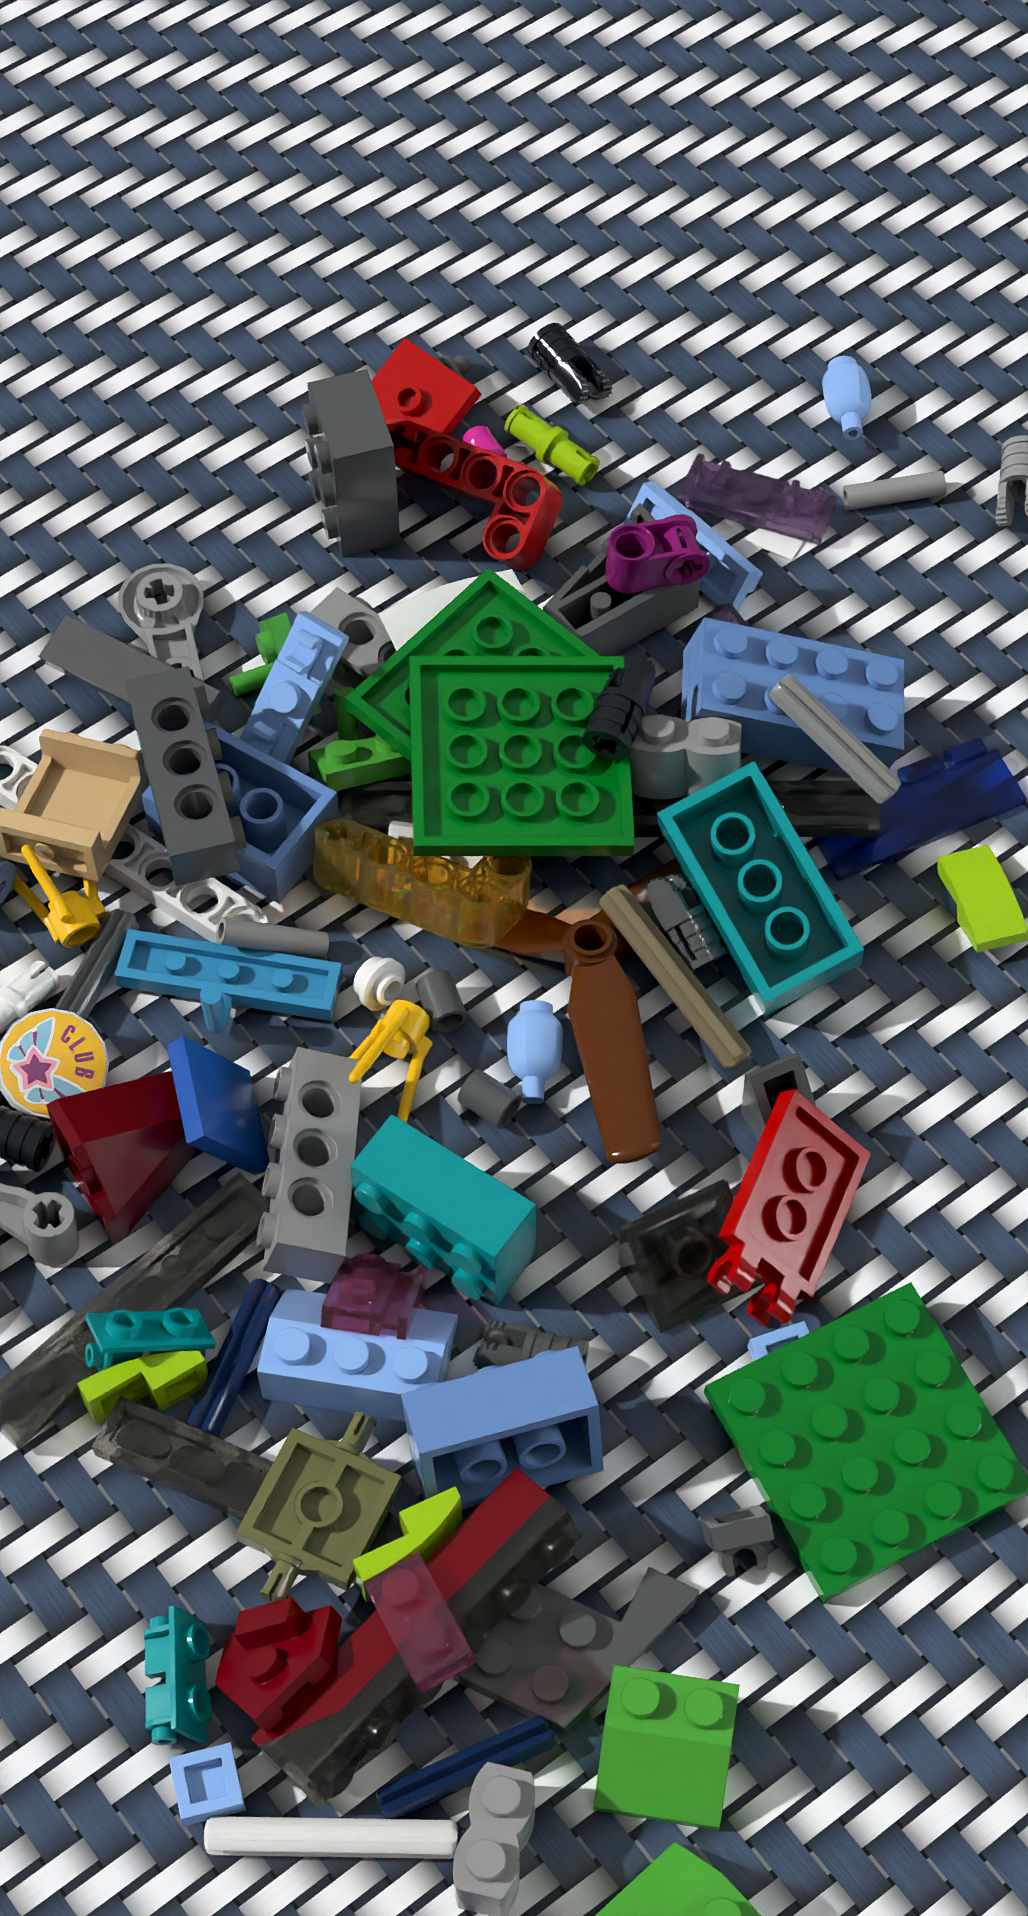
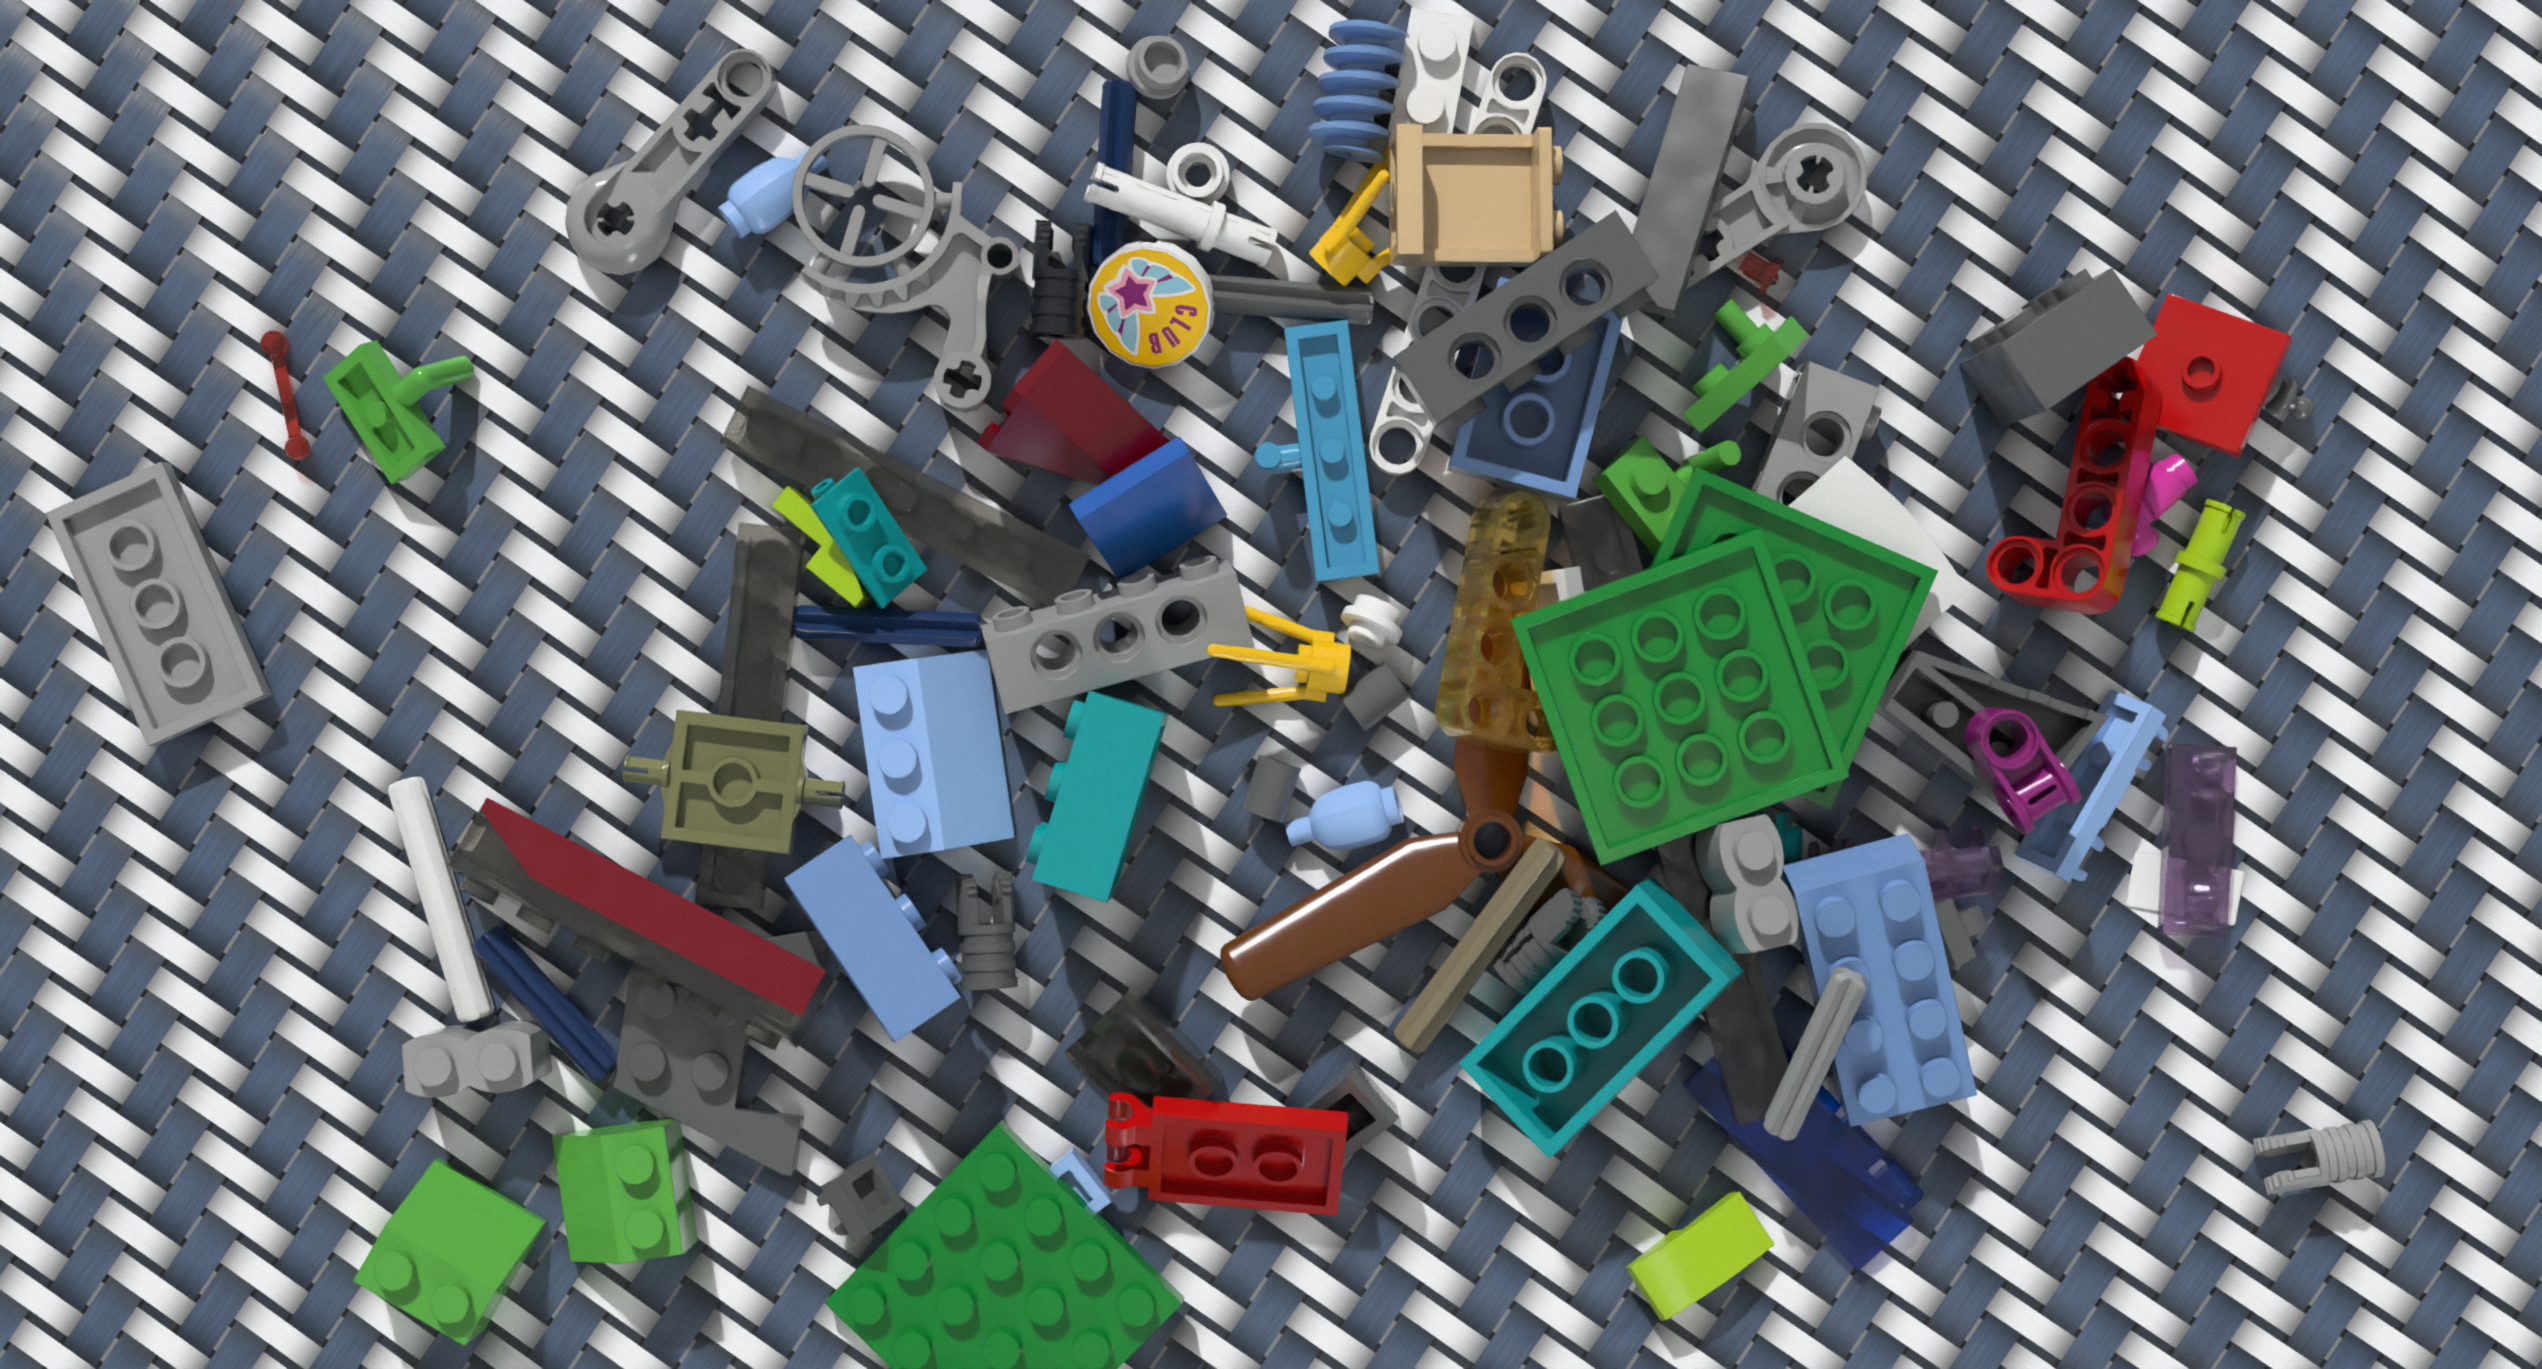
camera: 75 degrees right, 30 degrees up
(177, 1649) = (515, 710): teal hinge -> none
(207, 1784) = (447, 765): light blue plate -> none
(216, 656) = (1760, 271): none -> clear red piece
(272, 938) = (1385, 485): light grey piece -> none
(275, 1655) = (568, 794): dark red plate -> none
(294, 687) = (1698, 394): light blue plate -> none
(373, 1296) = (985, 753): clear pink plate -> none
(420, 1622) = (631, 930): clear pink plate -> none
(423, 1531) = (739, 895): lime slope -> none
(568, 364) = (2333, 547): black hinge -> none
(620, 710) = (1762, 801): black hinge -> none
(847, 395) = (2393, 908): light blue plant -> none
(894, 490) = (2266, 1003): light grey piece -> none

